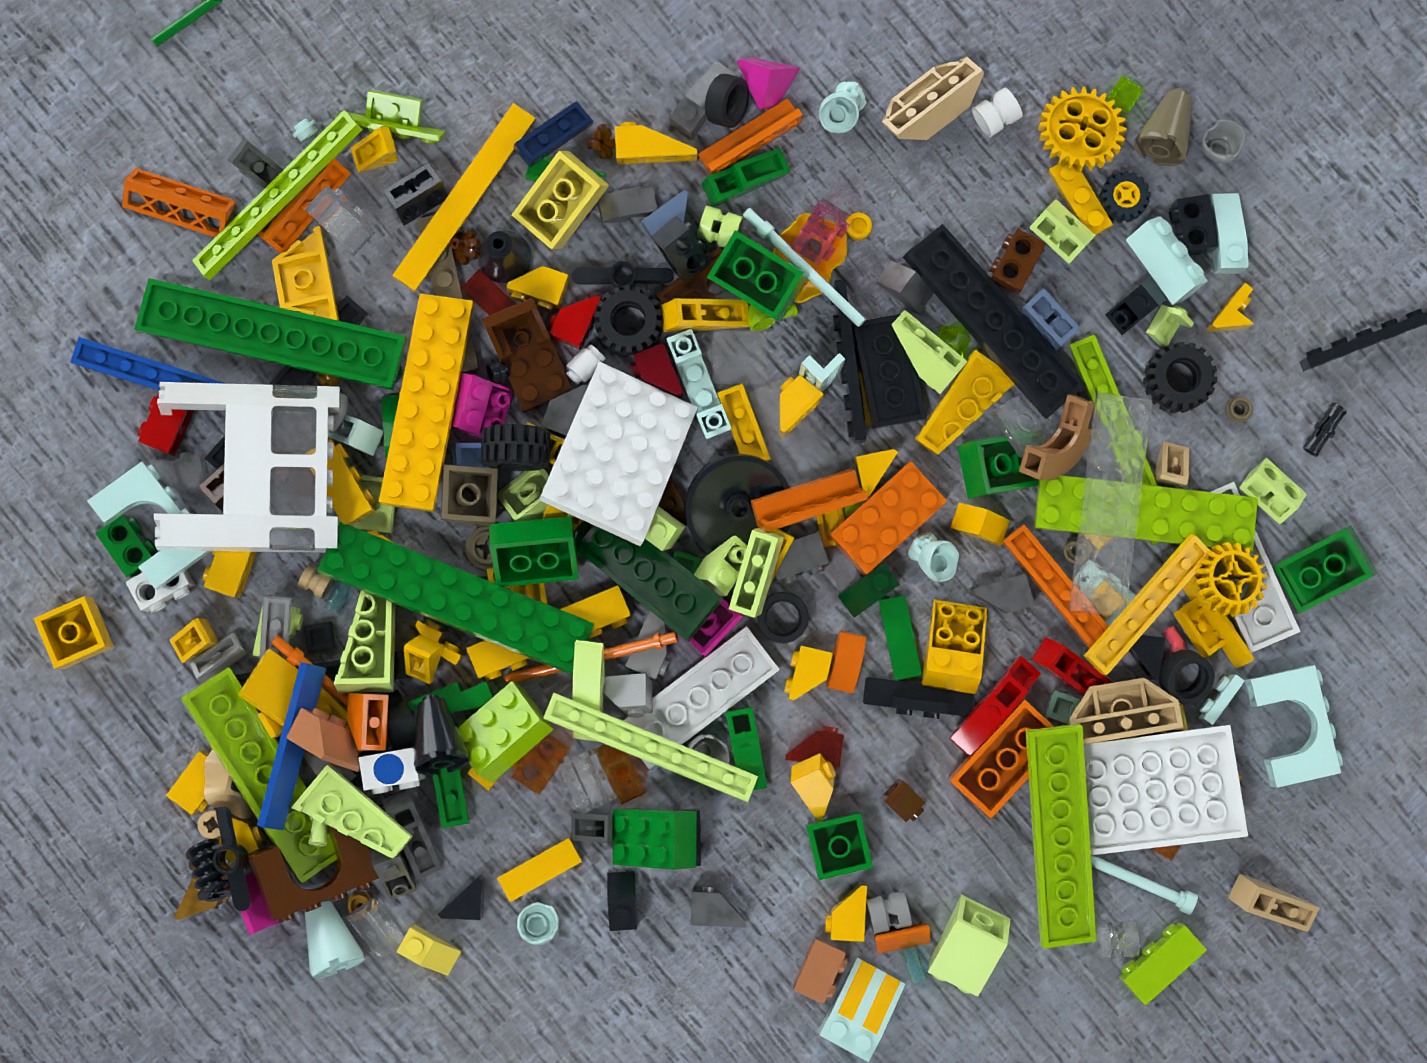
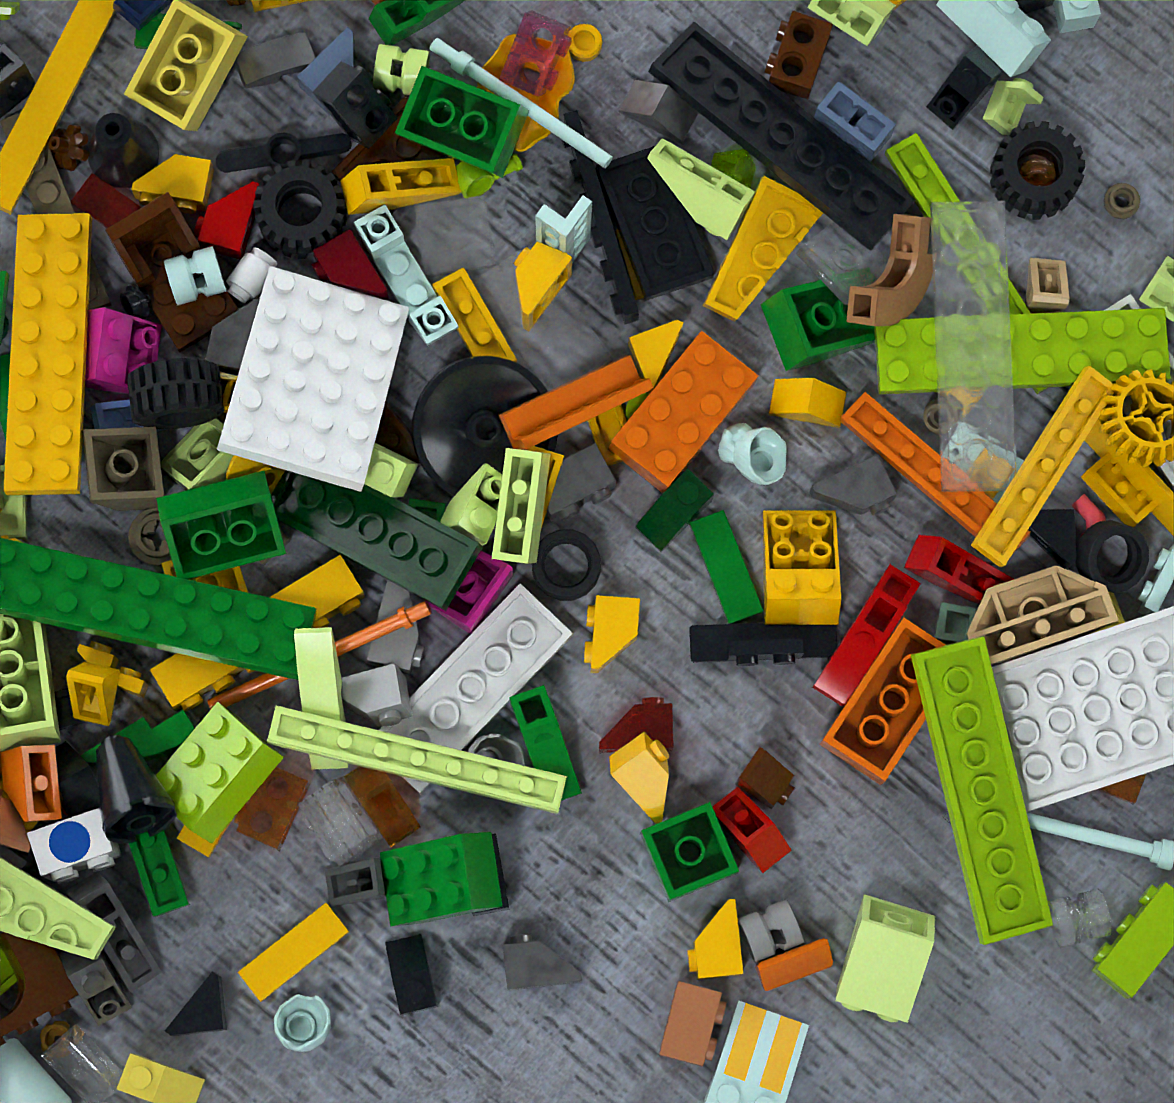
camera: 15 degrees left, 5 degrees down
(535, 366) = (181, 277): none -> light aqua wheel
(847, 662) = (660, 610): orange slope -> none
(886, 835) = (751, 829): none -> red slope
(913, 965) = (815, 997): clear light blue pin -> none
(1180, 380) = (1038, 172): none -> clear orange plate
(1229, 317) = (1089, 84): yellow slope -> none

